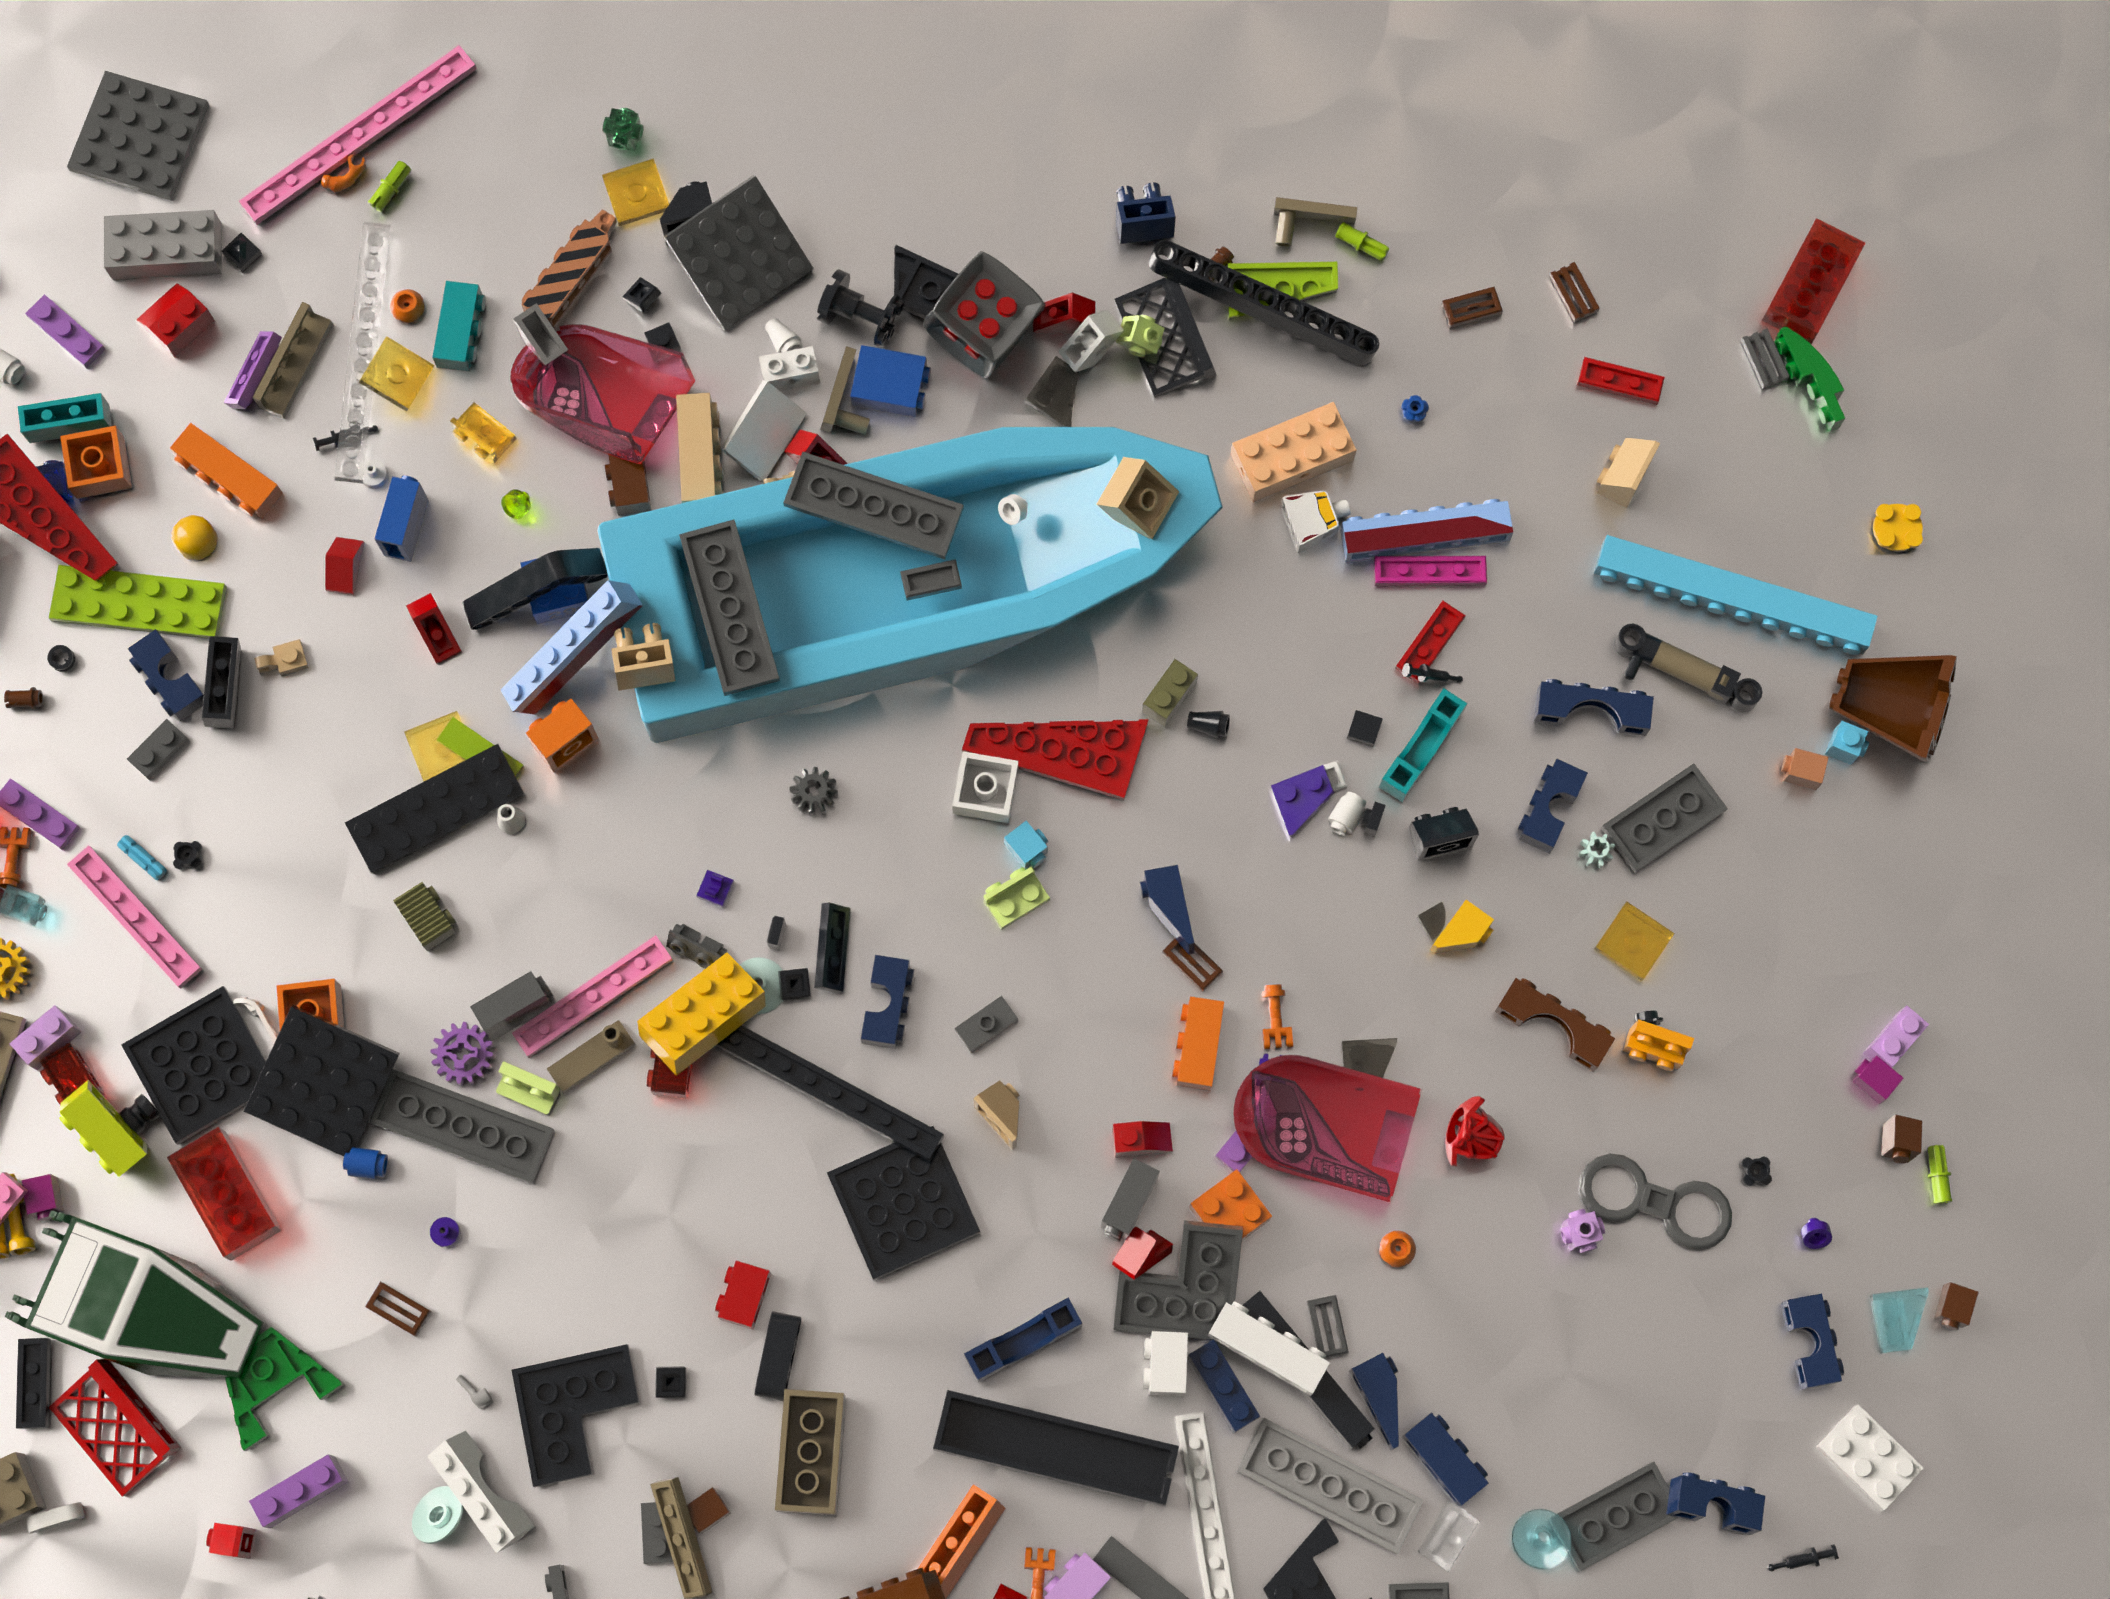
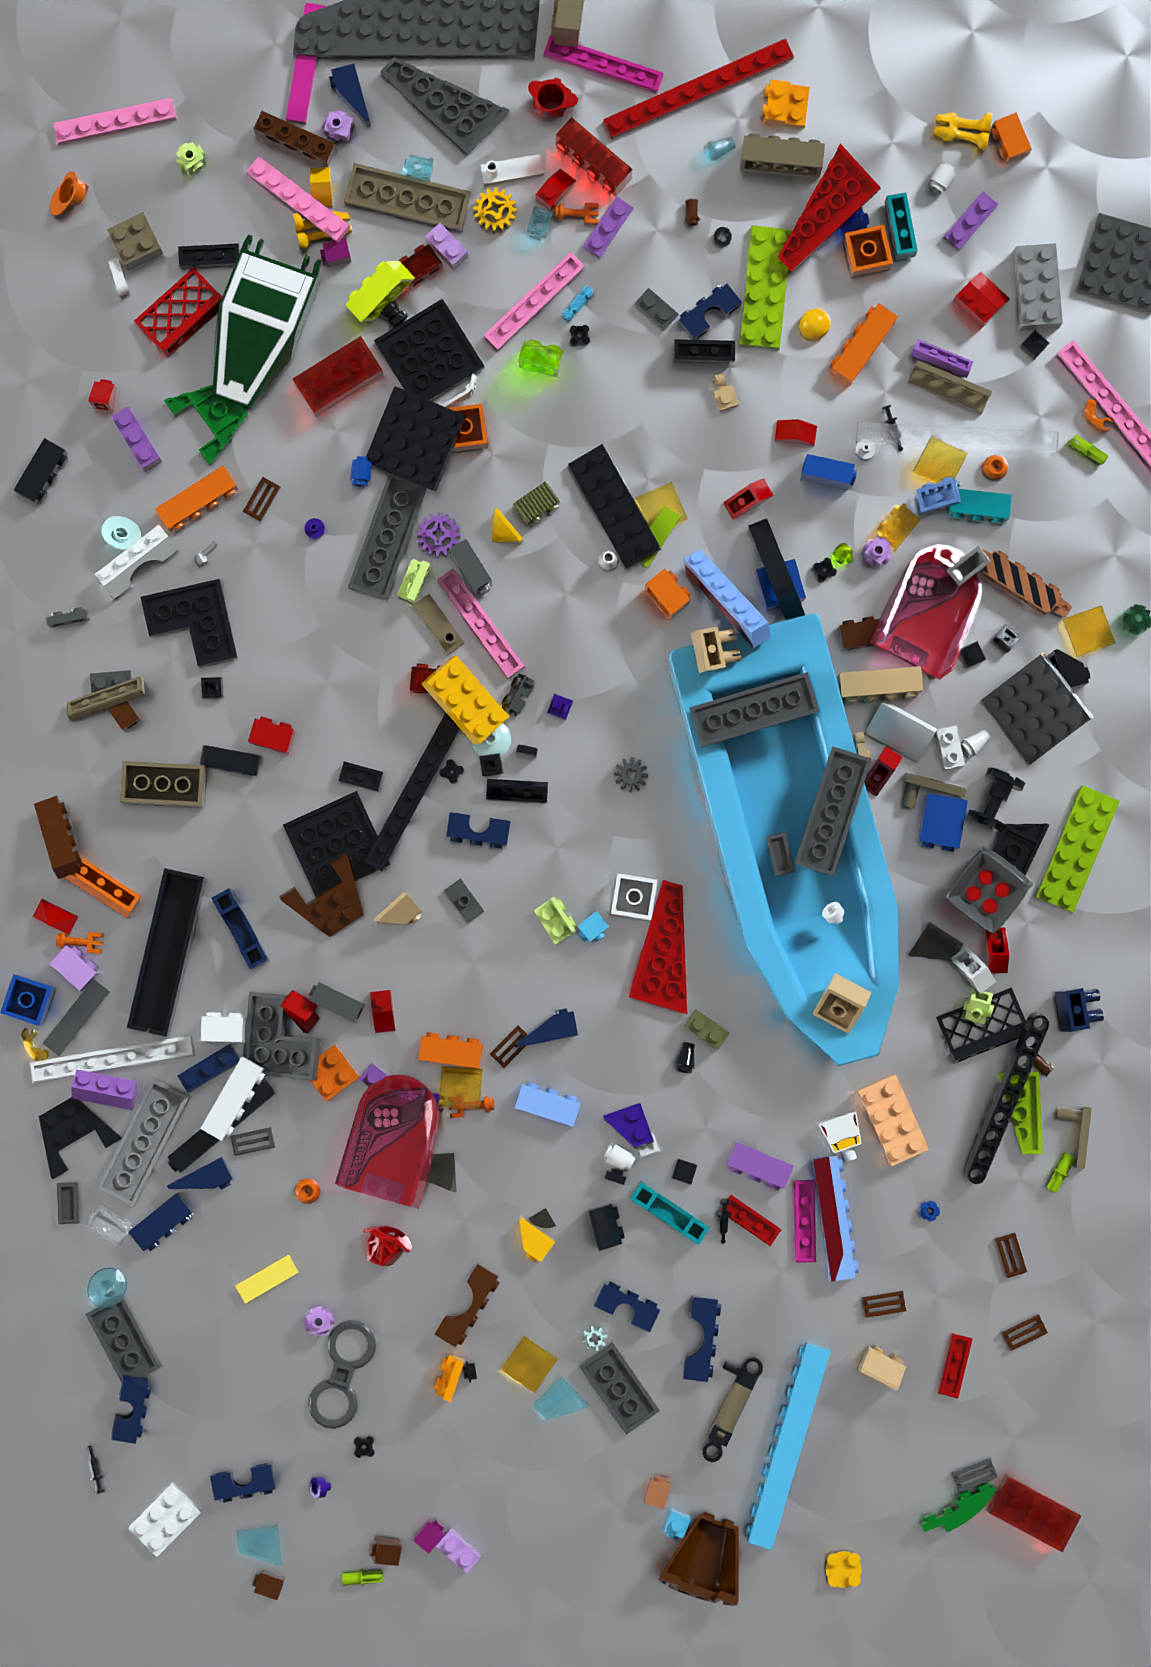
camera: 85 degrees right, 10 degrees up
(217, 906) = (541, 358): none -> clear neon green slope
(392, 1402) = (196, 499): none -> orange brick
(441, 373) = (938, 495): none -> medium blue bracket
(460, 962) = (503, 531): none -> yellow slope
(519, 465) = (872, 557): none -> lavender brick
(533, 522) = (826, 563): none -> black plate
(802, 1047) = (450, 765): none -> black plate
(806, 1167) = (360, 776): none -> black plate
(928, 211) = (1077, 849): none -> lime plate
(992, 1204) = (332, 908): none -> reddish brown wing
(1250, 1029) = (460, 1087): none -> clear yellow tile
(1255, 1541) = (104, 1089): none -> medium lavender brick
(1273, 909) = (548, 1104): none -> light blue brick
(1357, 626) = (759, 1166): none -> medium lavender brick
(1523, 1307) = (267, 1279): none -> light yellow tile
(1537, 447) = (882, 1304): none -> reddish brown tile
(1683, 900) = (559, 1400): none -> clear light blue wing

